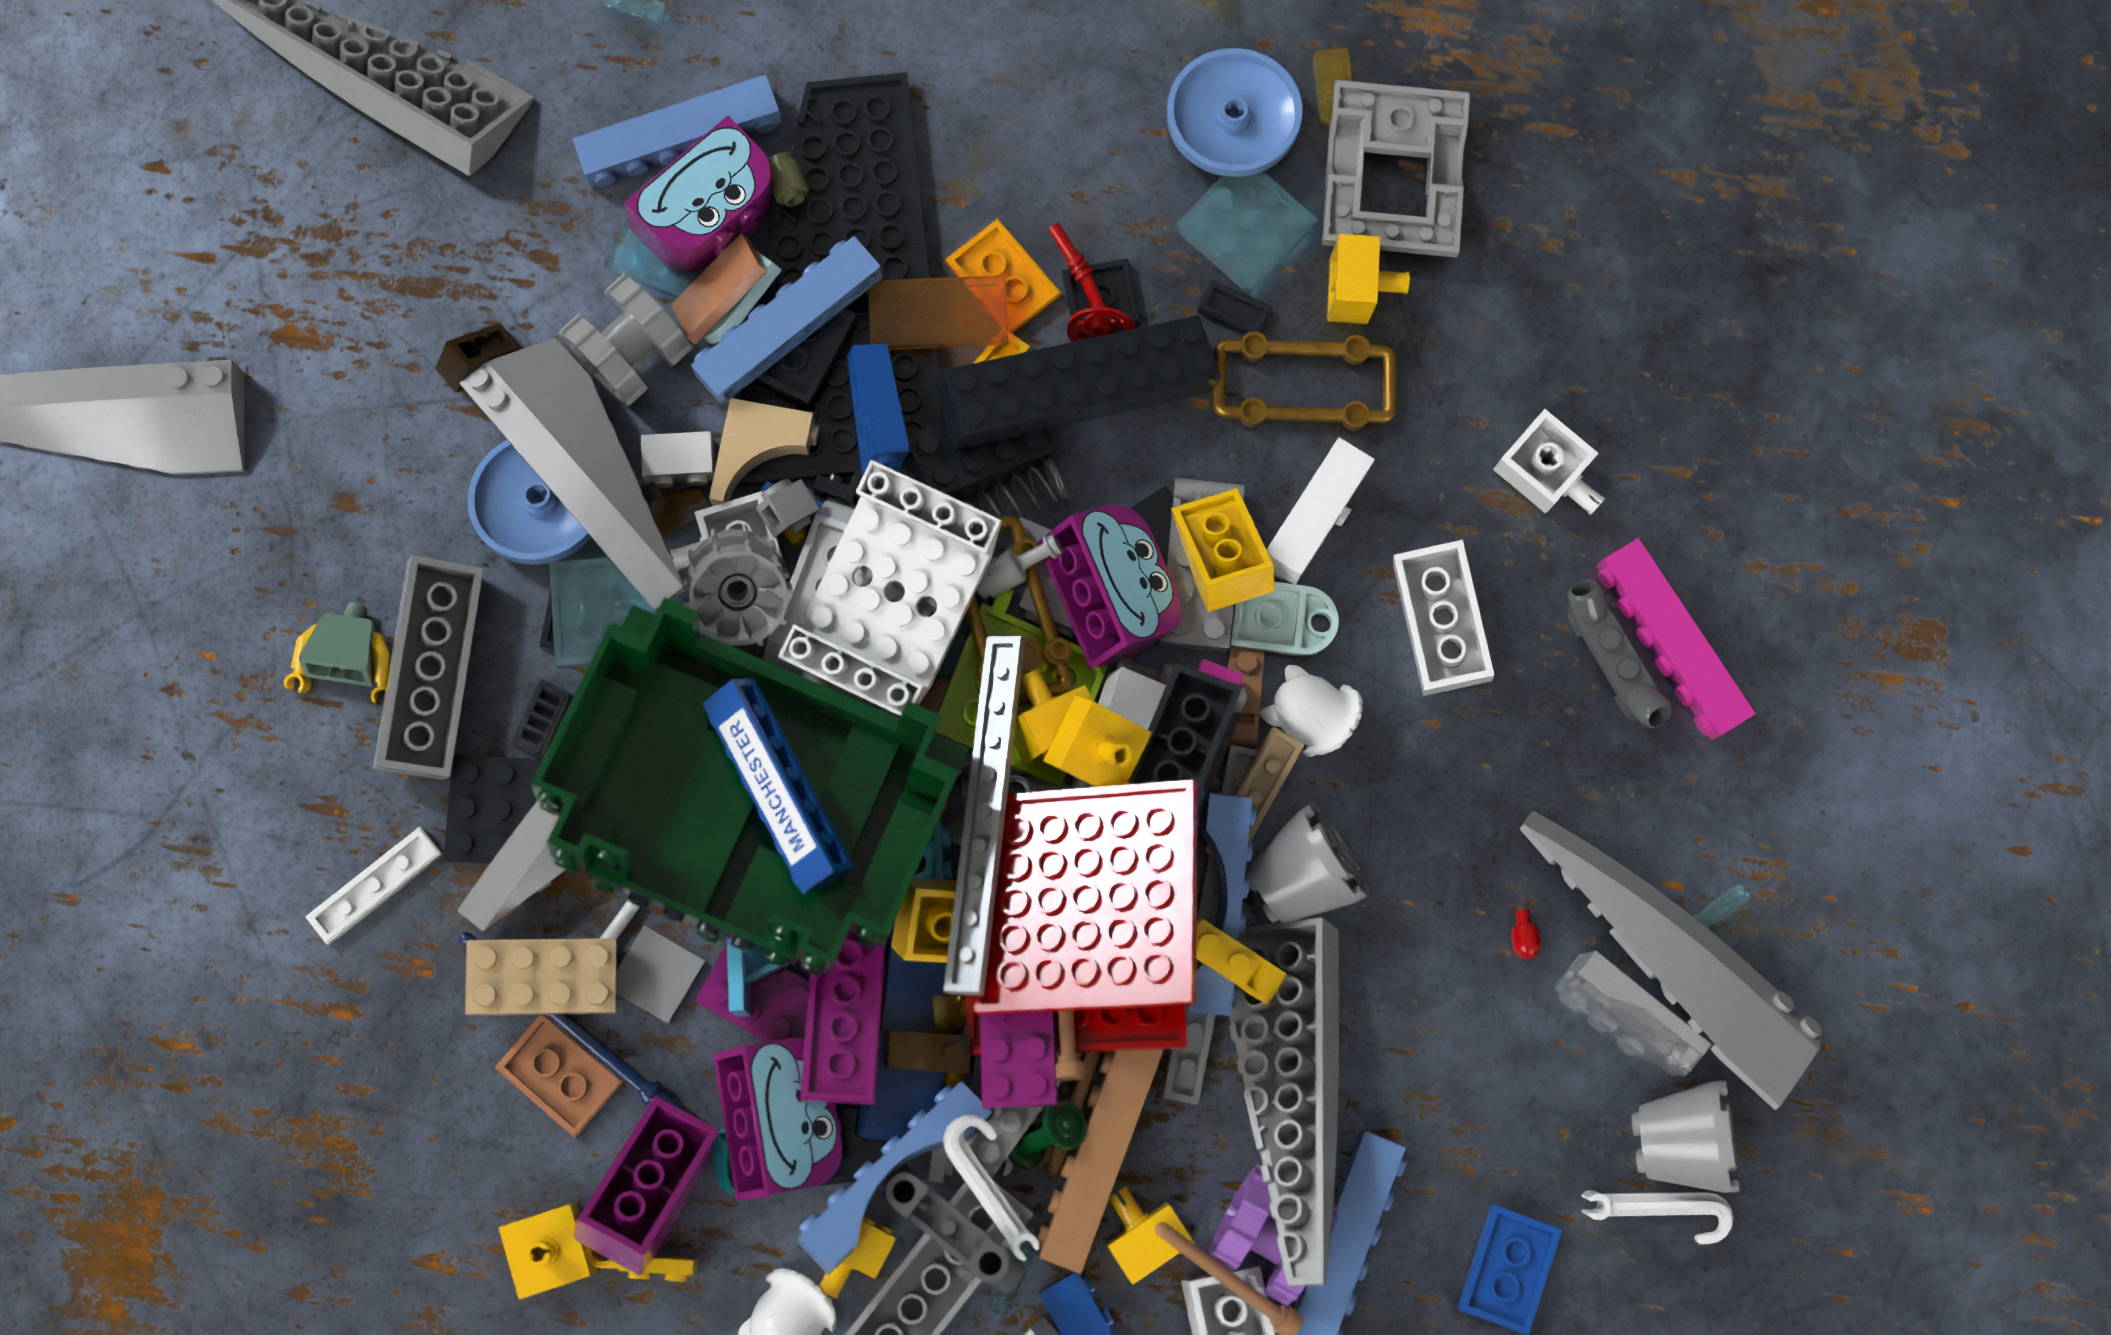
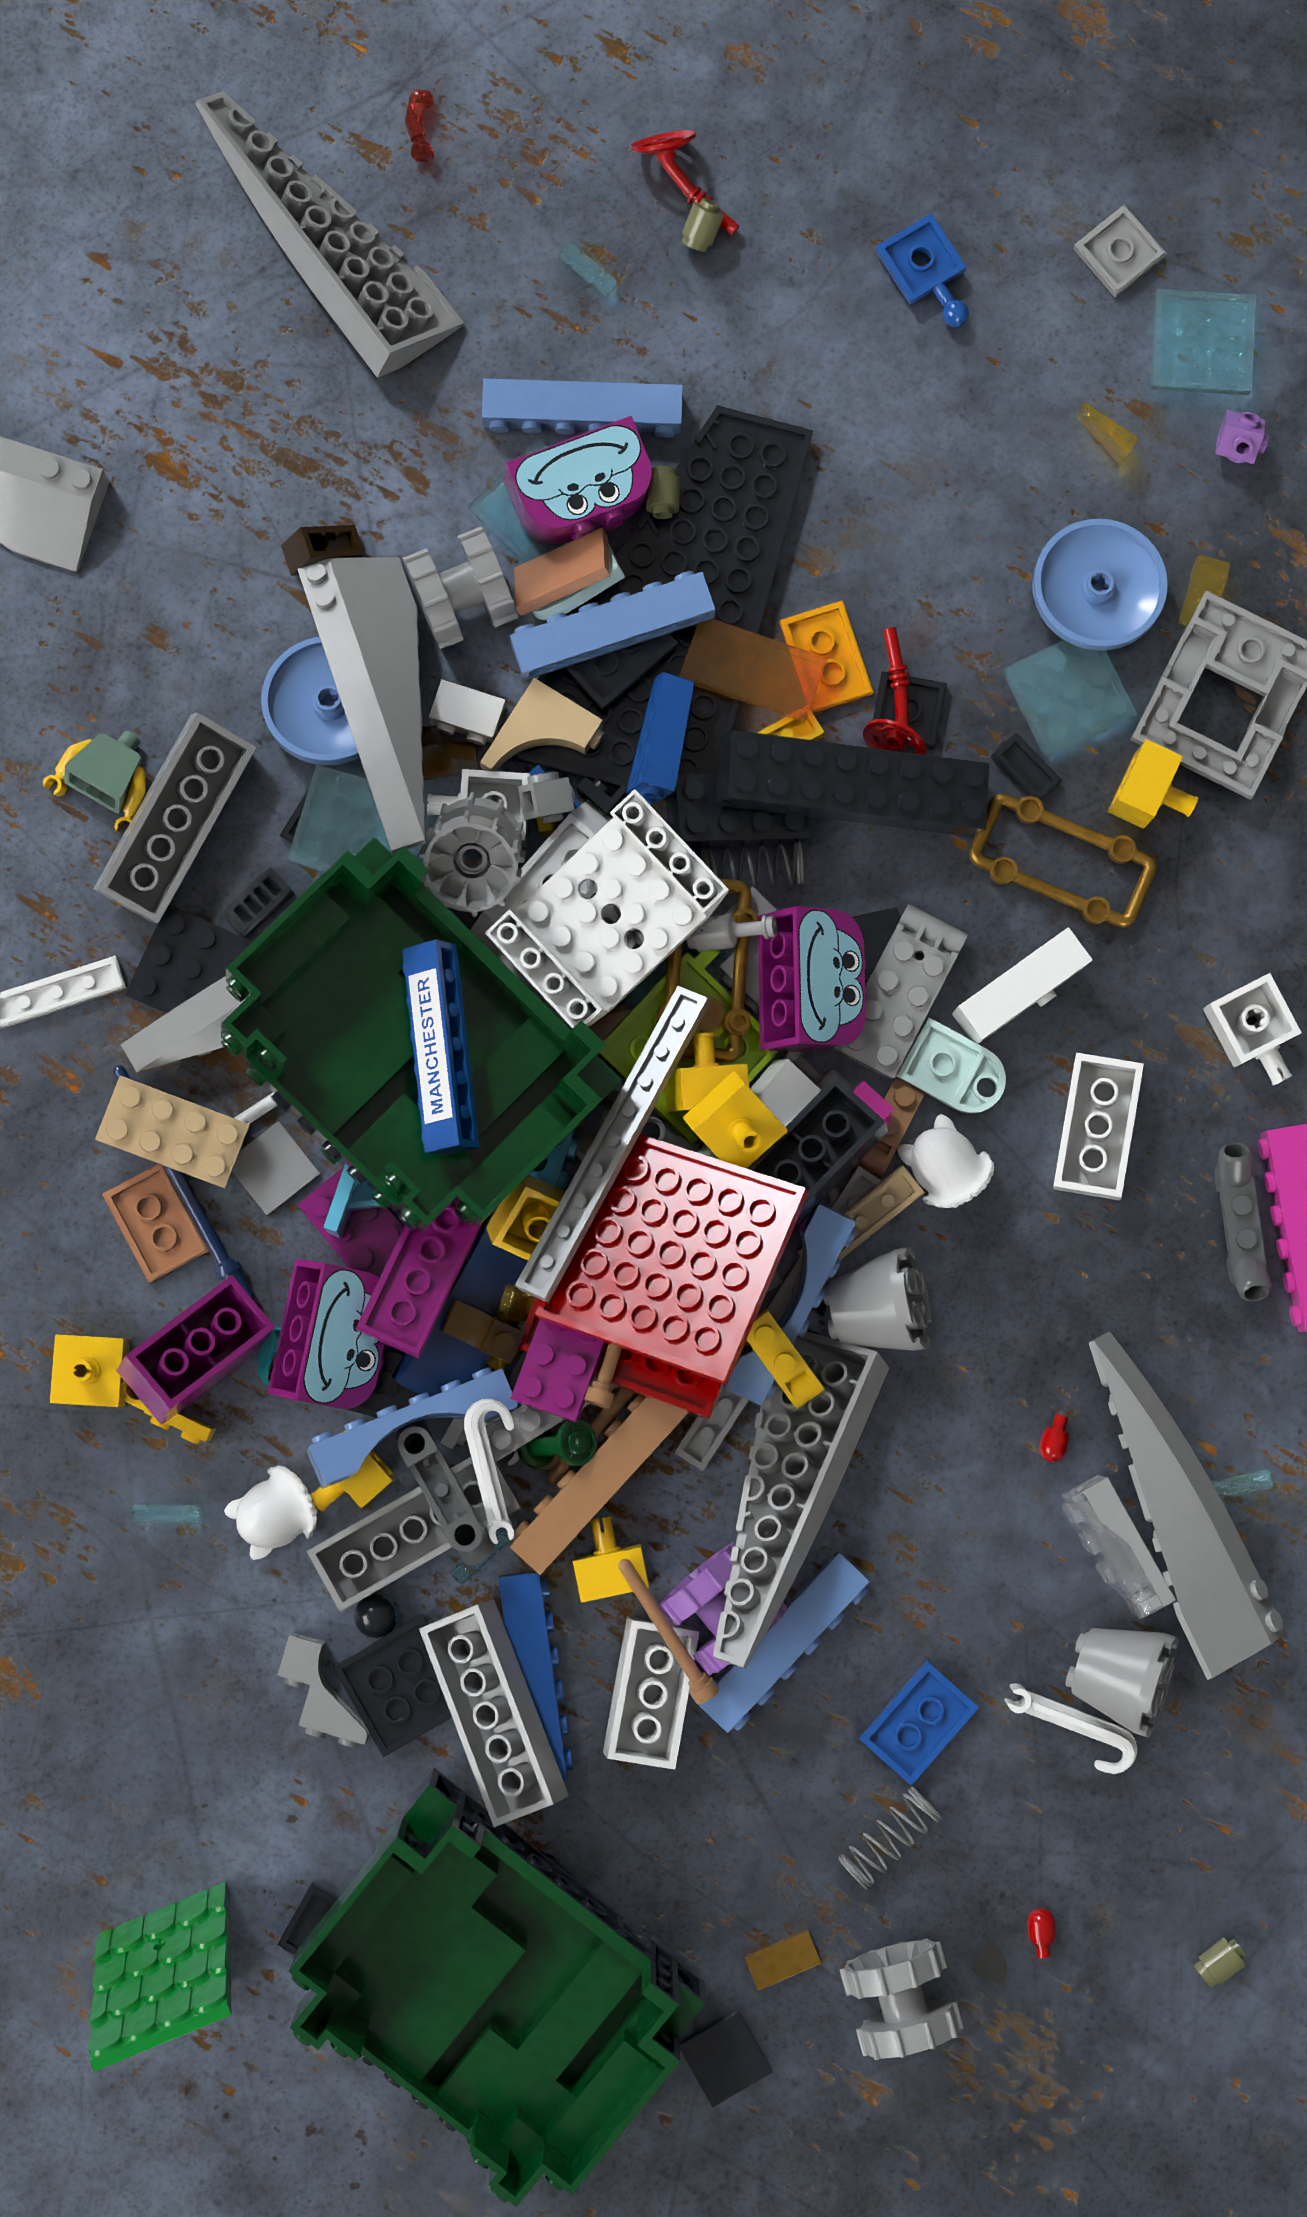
camera: 25 degrees right, 5 degrees up
(1224, 550) = (923, 988): yellow slope -> none

